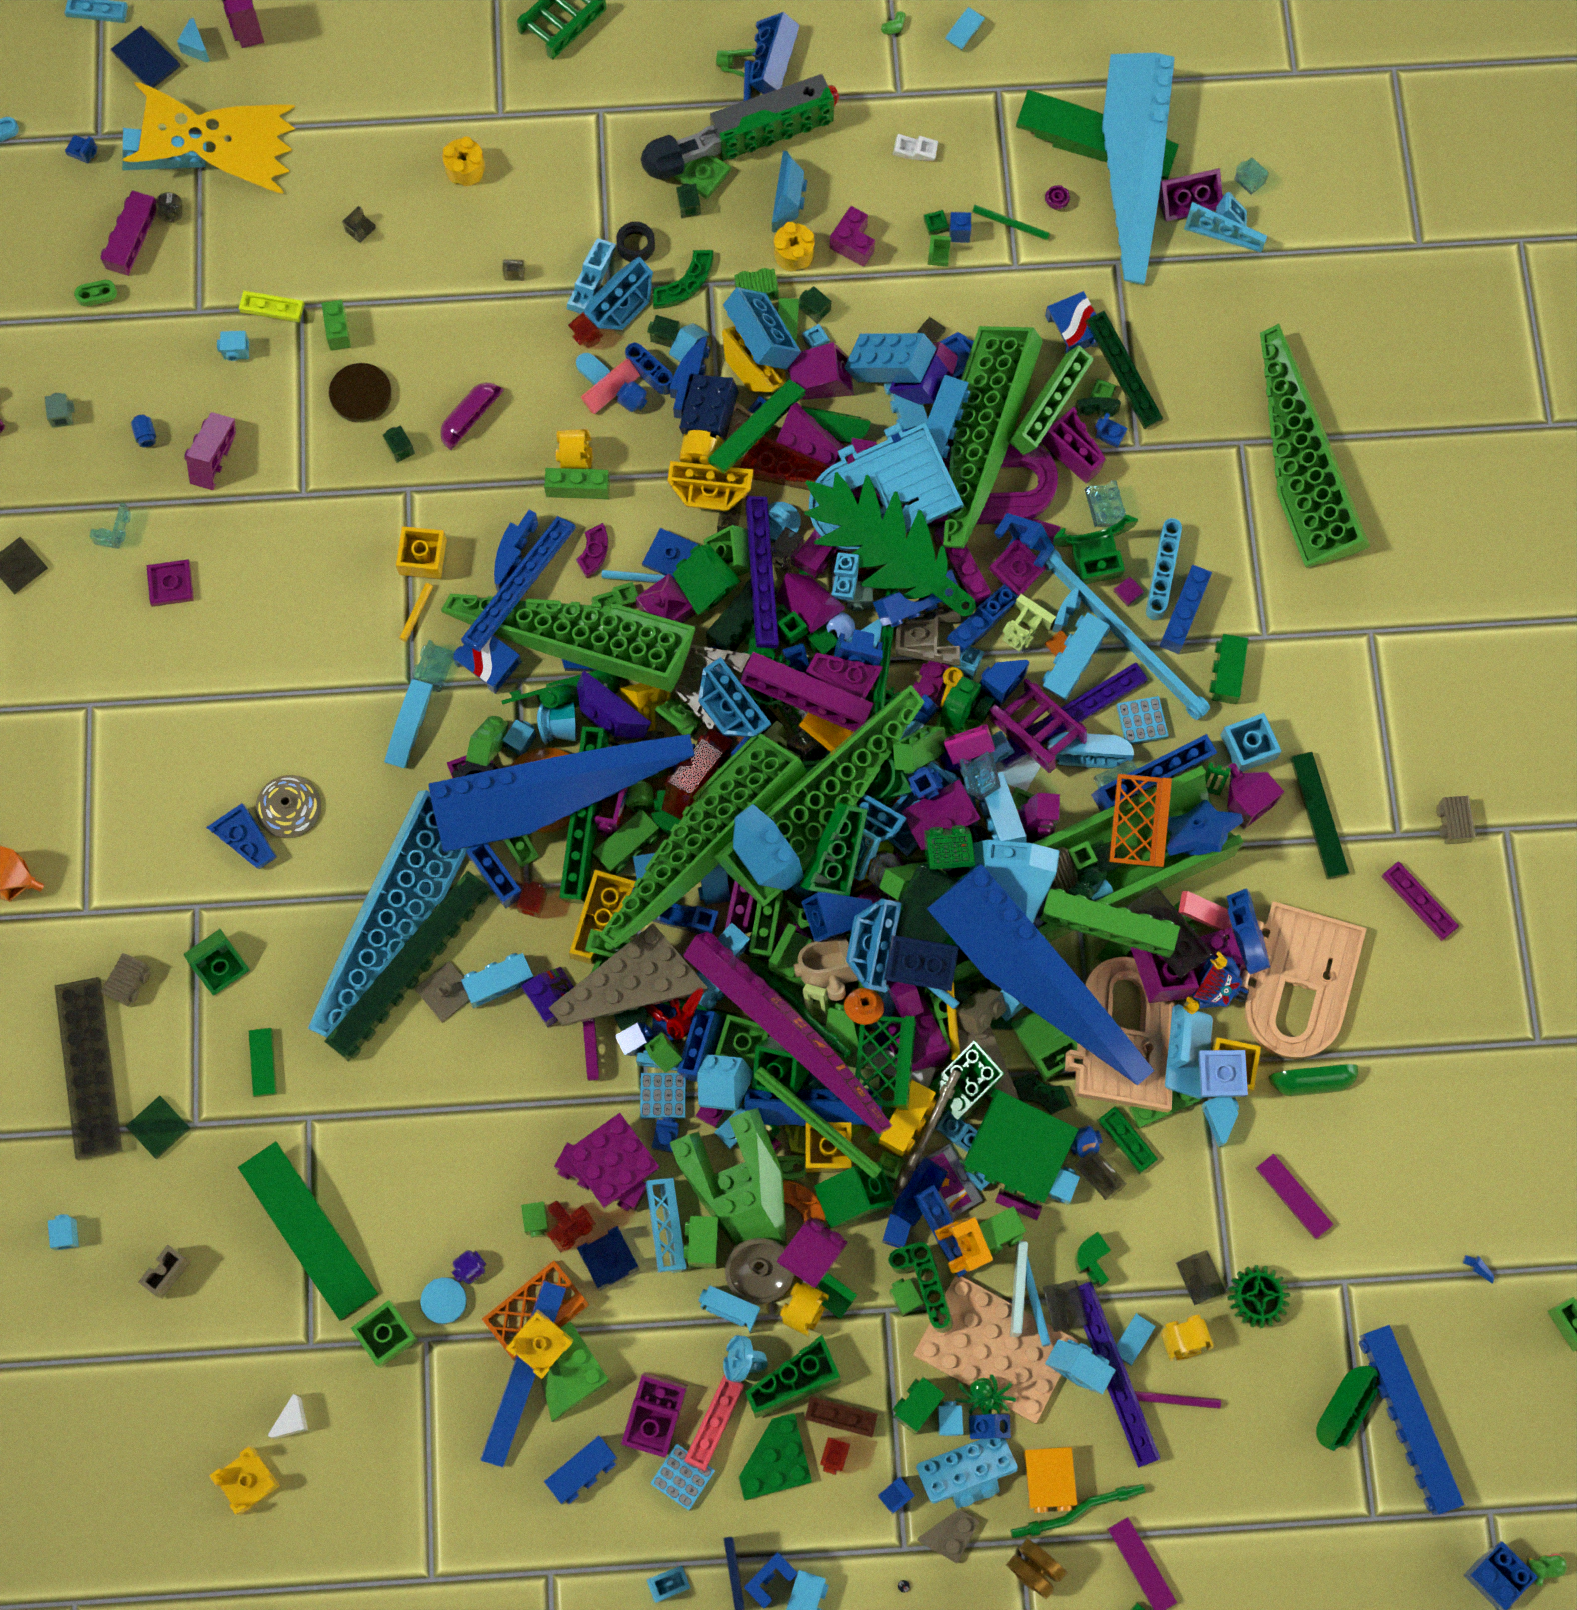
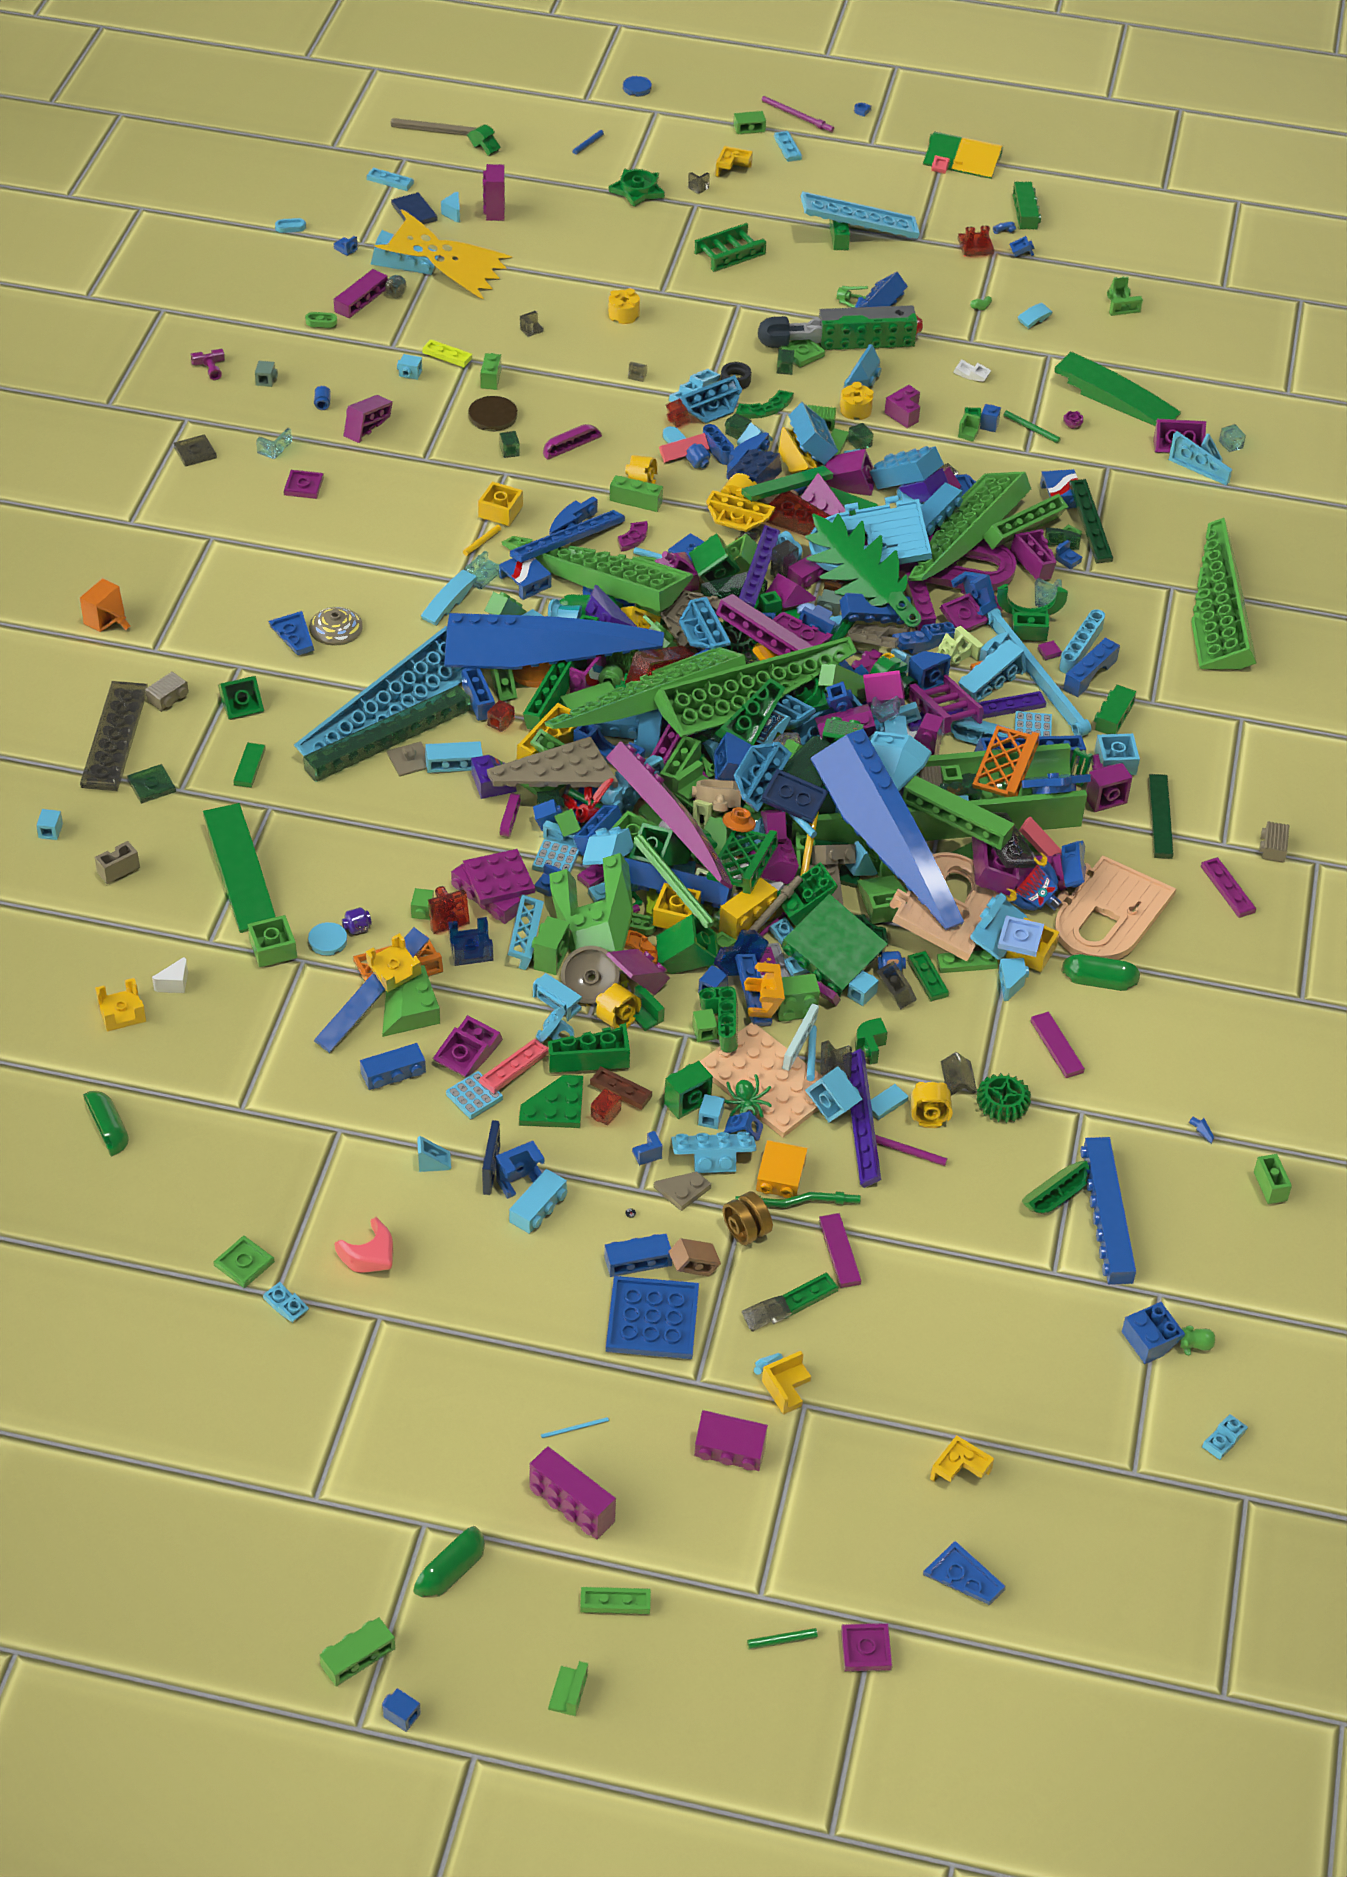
camera: 15 degrees right, 25 degrees down
(550, 696) = (564, 594): green door -> none
(765, 850) = (696, 696): dark azure wedge -> none
(845, 576) = (824, 582): medium azure slope -> none
(1135, 147) = (1142, 401): medium azure wedge -> none

